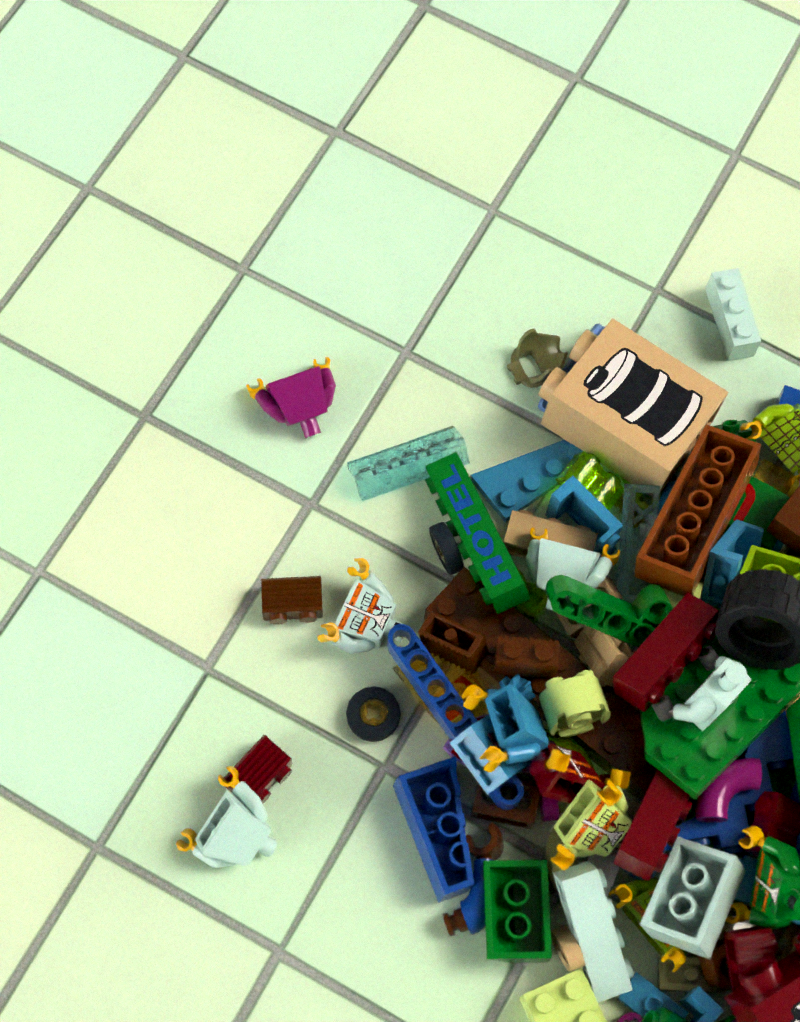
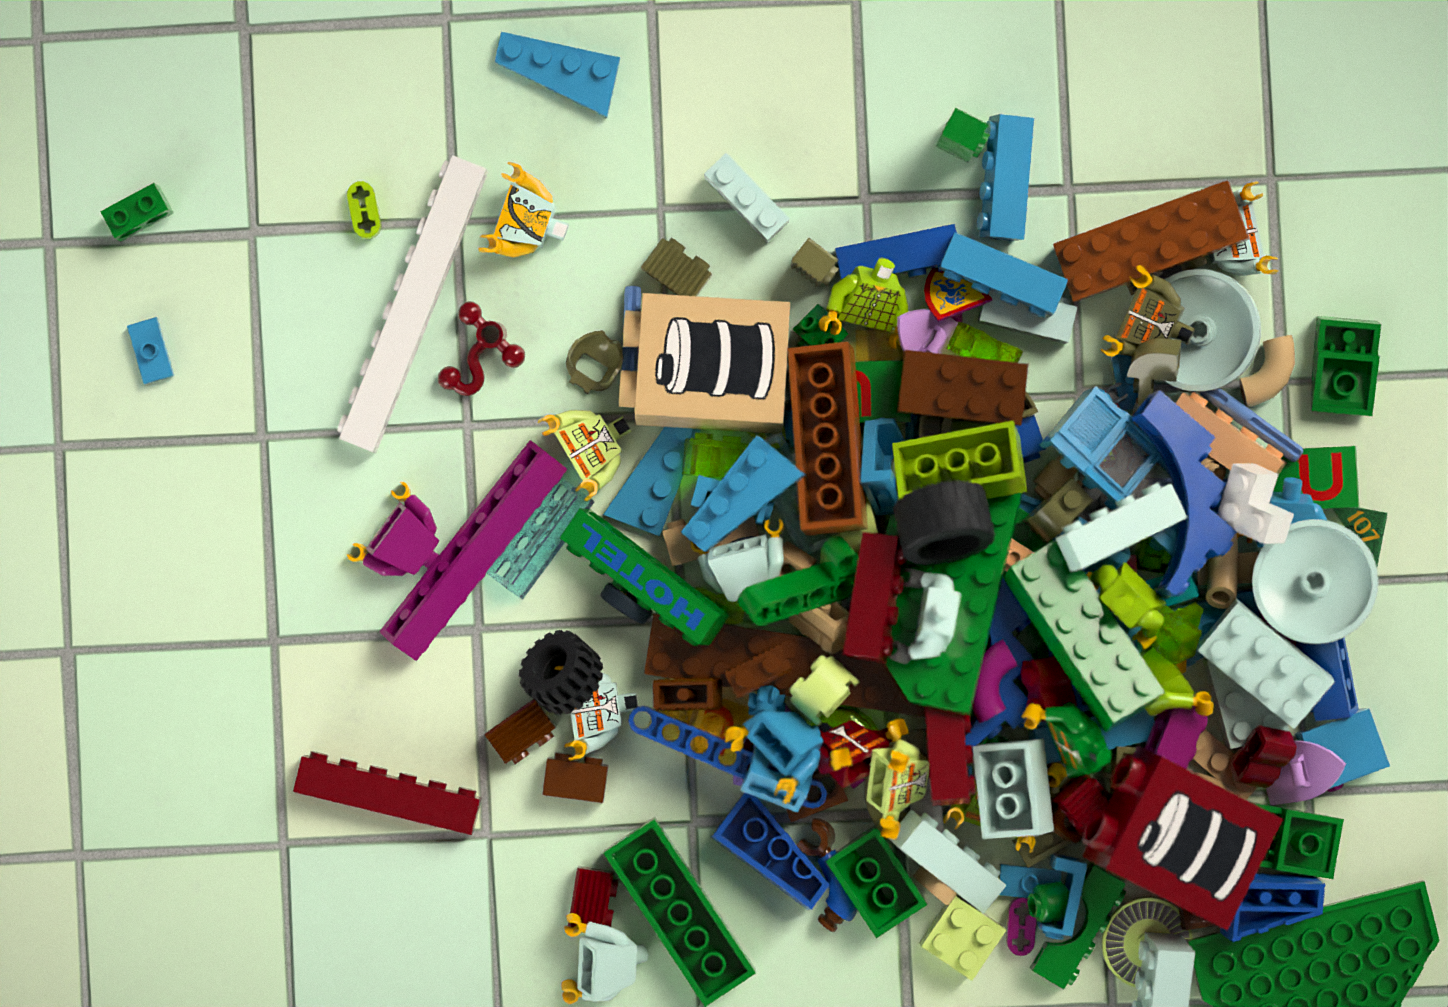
camera: 30 degrees left, 20 degrees up
(150, 581) = (387, 794): none -> dark red brick
(203, 162) = (150, 350): none -> dark azure plate
(262, 65) = (137, 212): none -> green brick
(311, 664) = (575, 778): none -> reddish brown brick
(326, 829) = (679, 911): none -> green brick
(348, 437) = (473, 550): none -> magenta brick
(357, 565) = (565, 688): none -> black tyre
(373, 729) = (663, 800): black bush -> none
(421, 242) = (413, 304): none -> white brick
(425, 160) = (371, 209): none -> lime beam
(475, 318) = (512, 354): none -> dark red piece
(493, 414) = (589, 445): none -> yellowish green torso
(549, 230) = (524, 217): none -> torso
(609, 502) = (746, 488): none -> dark azure wing
(646, 322) = (676, 269): none -> olive brick
(648, 160) = (566, 70): none -> dark azure wing
(761, 385) = (815, 263): none -> olive brick

